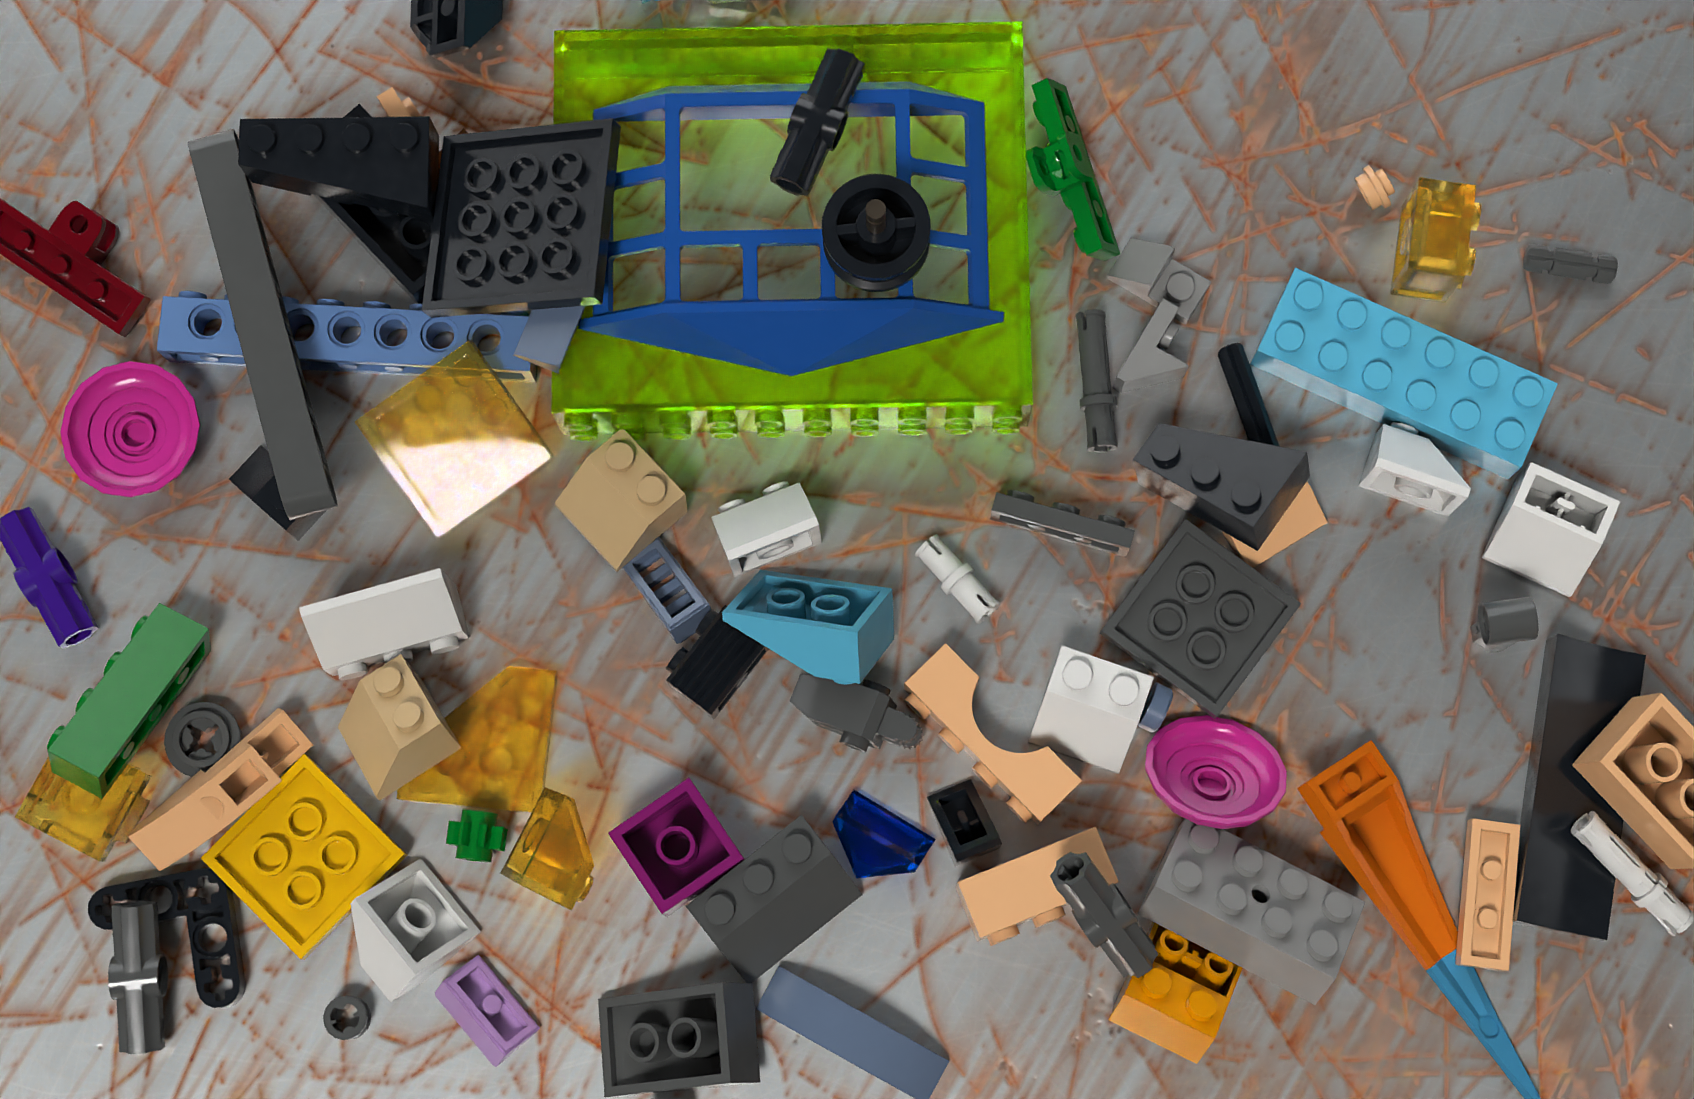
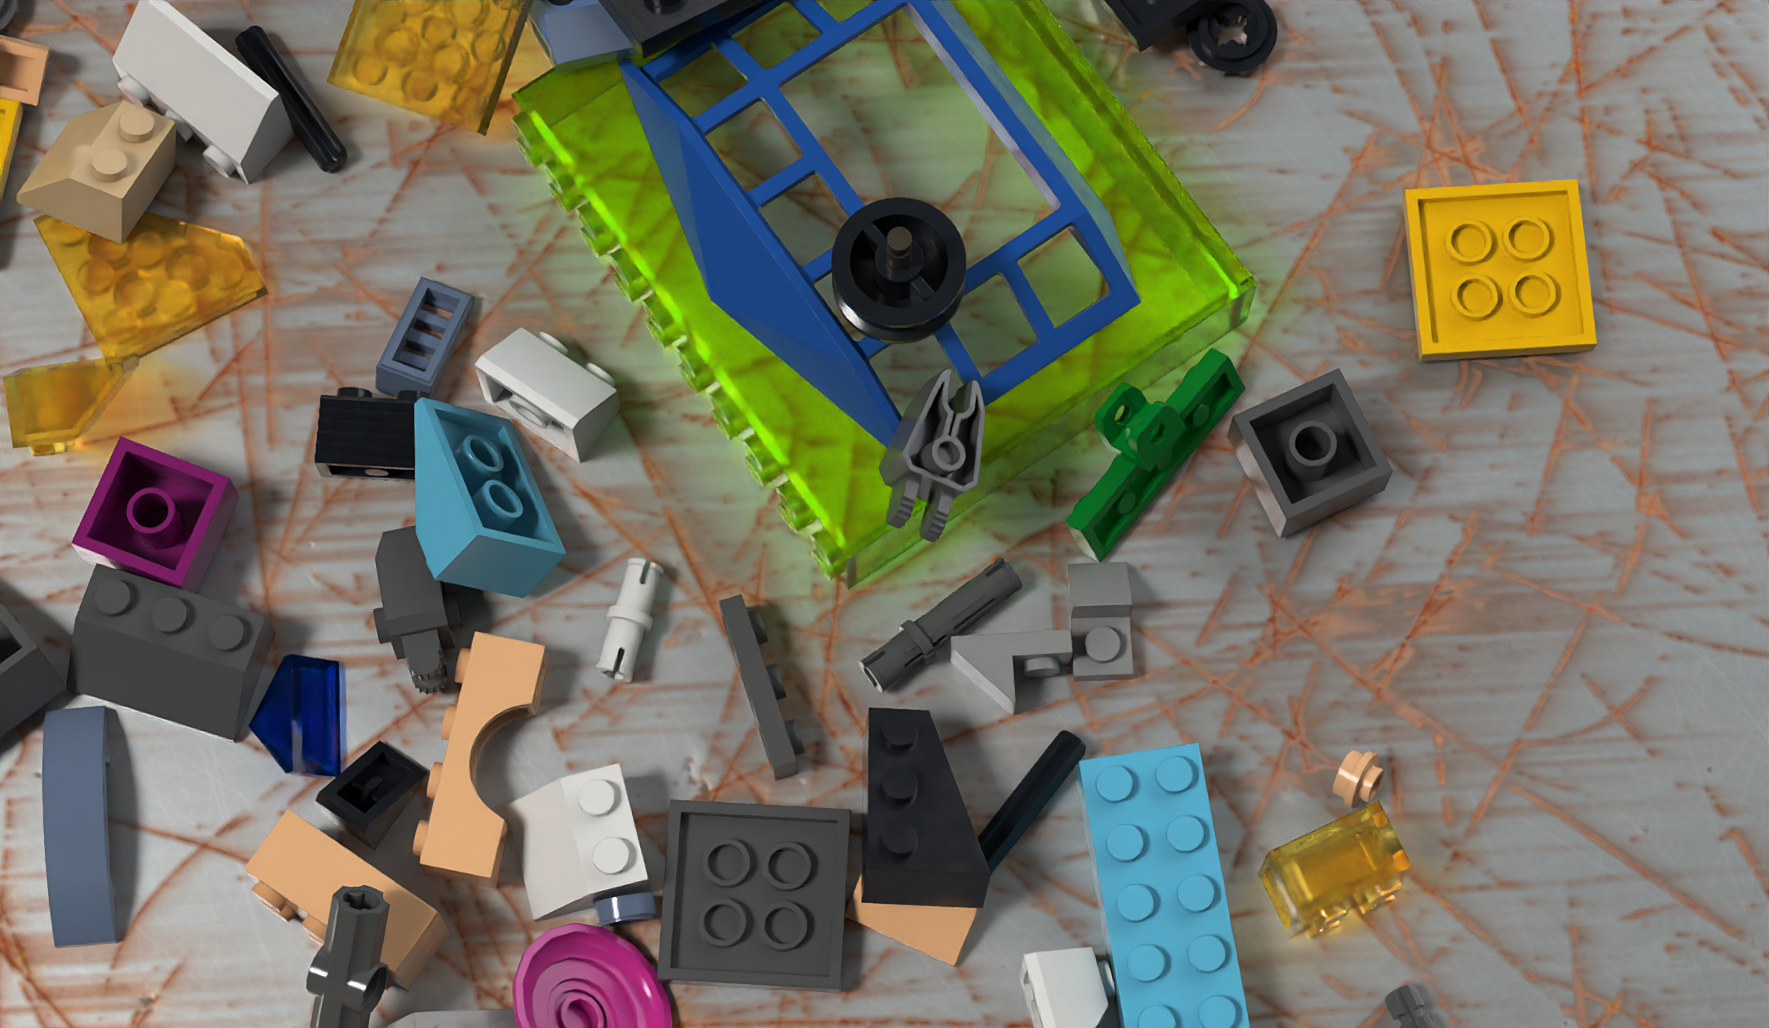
camera: 50 degrees right, 5 degrees down
(458, 567) = (301, 110): none -> black axle
(476, 836) = (43, 319): green gear -> none
(621, 500) = (483, 231): tan slope -> none
(817, 122) = (981, 139): black piece -> none
(1007, 297) = (934, 453): none -> dark grey hinge
(1144, 72) = (1309, 453): none -> dark grey brick

